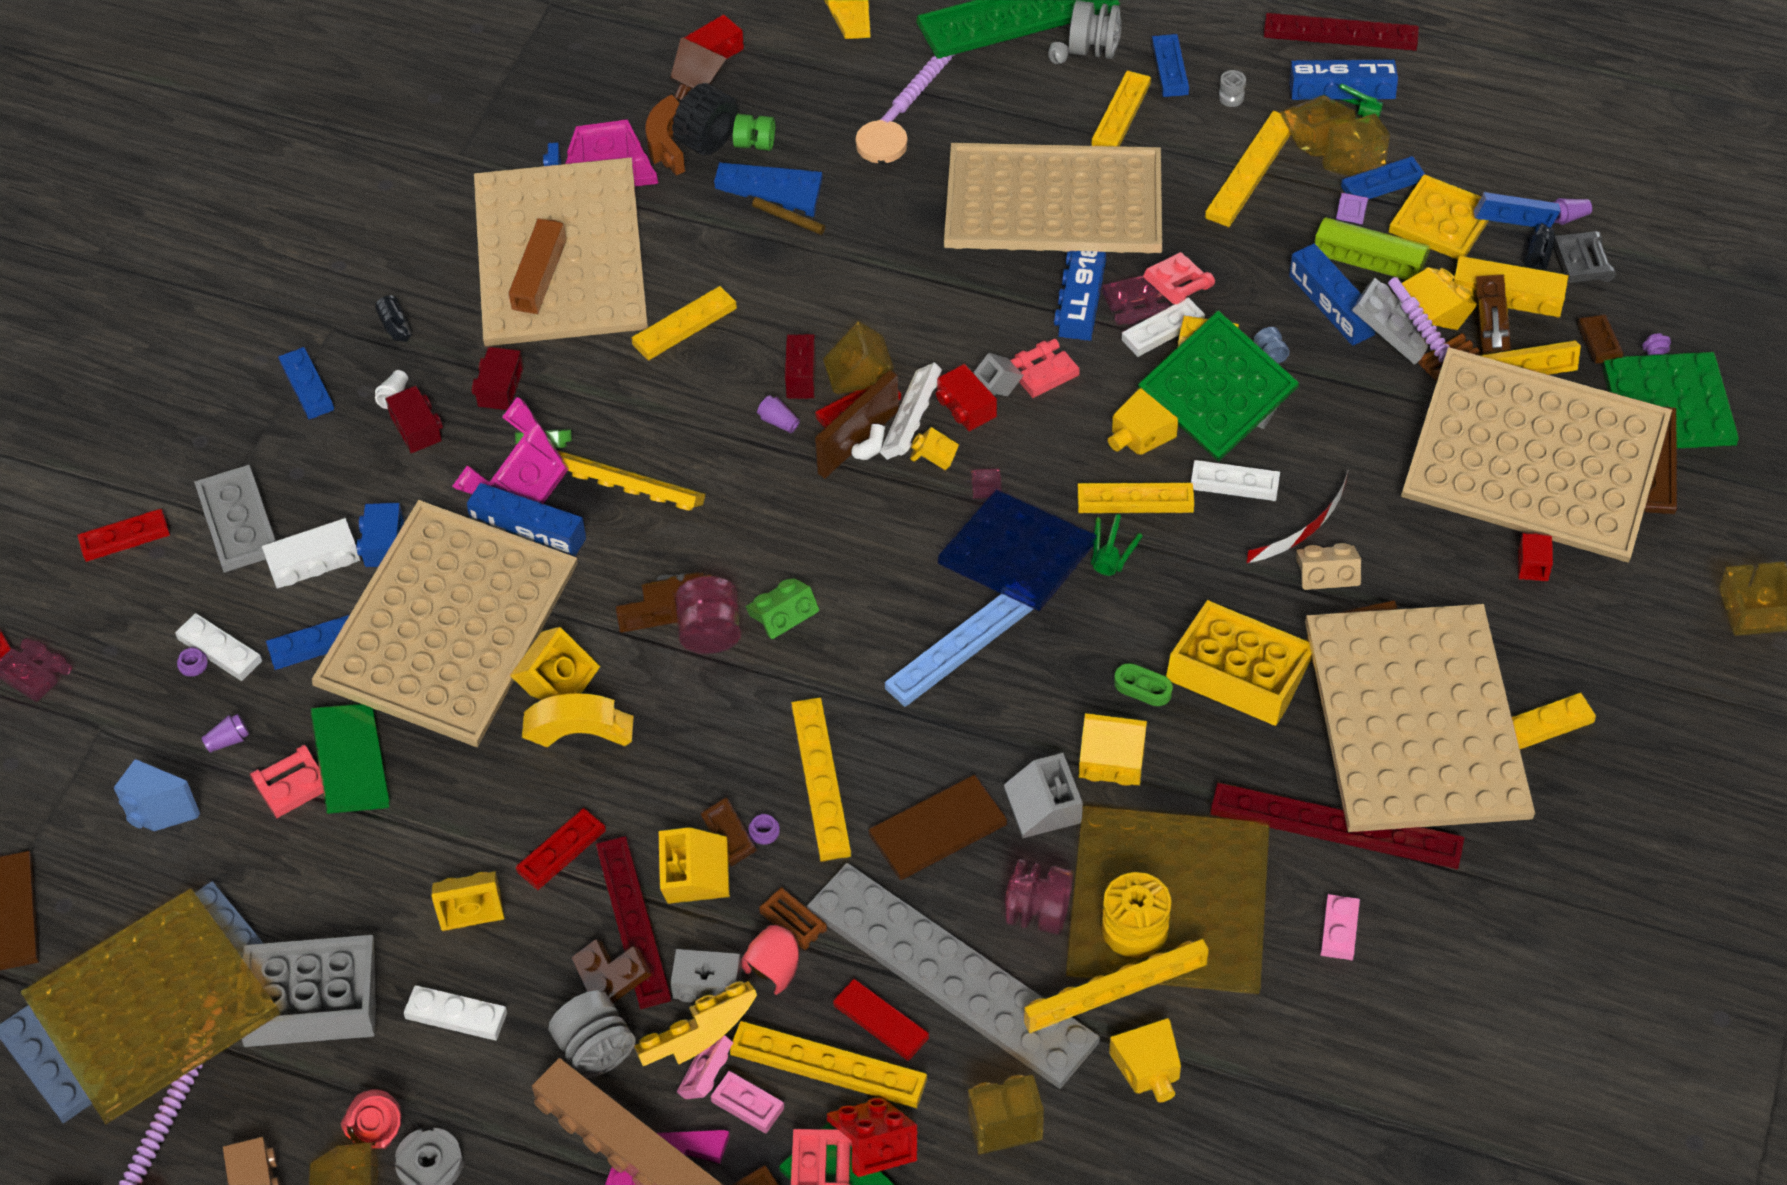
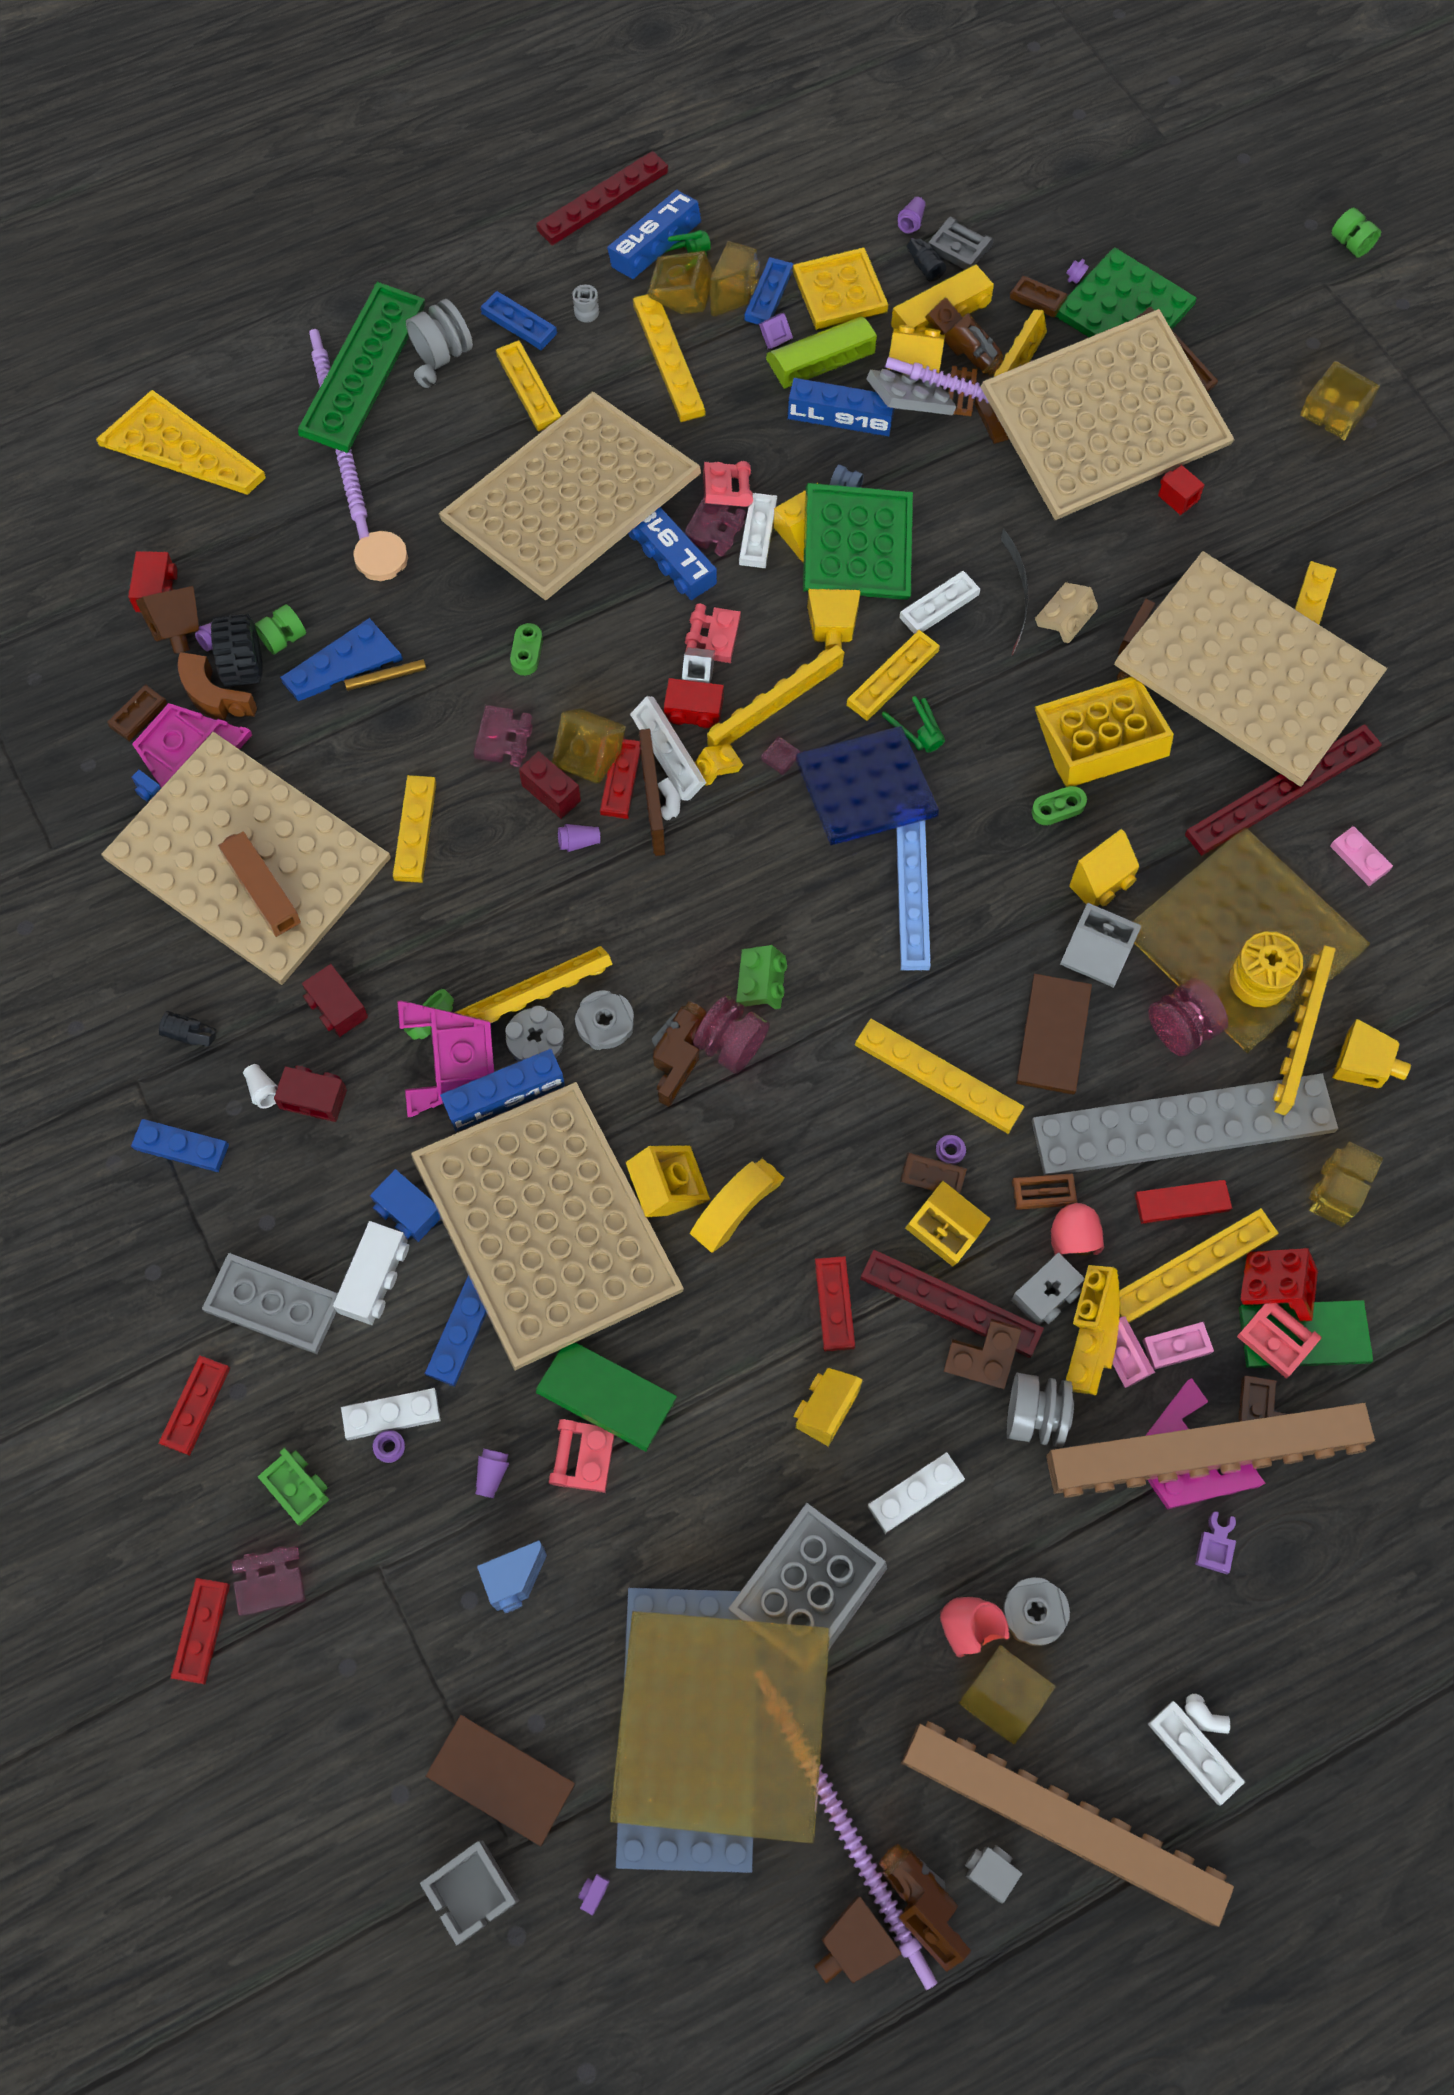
camera: 50 degrees left, 15 degrees up
(113, 630) = (294, 1487): none -> bright green bracket
(597, 498) = (537, 1020): none -> light grey plate
(605, 112) = (137, 713): none -> reddish brown plate
(651, 552) = (597, 1034): none -> light grey plate
(810, 306) = (494, 733): none -> clear pink plate
(901, 274) = (527, 647): none -> bright green plate
(1029, 442) = (781, 695): none -> yellow plate
(1516, 210) = (887, 242): blue plate -> none

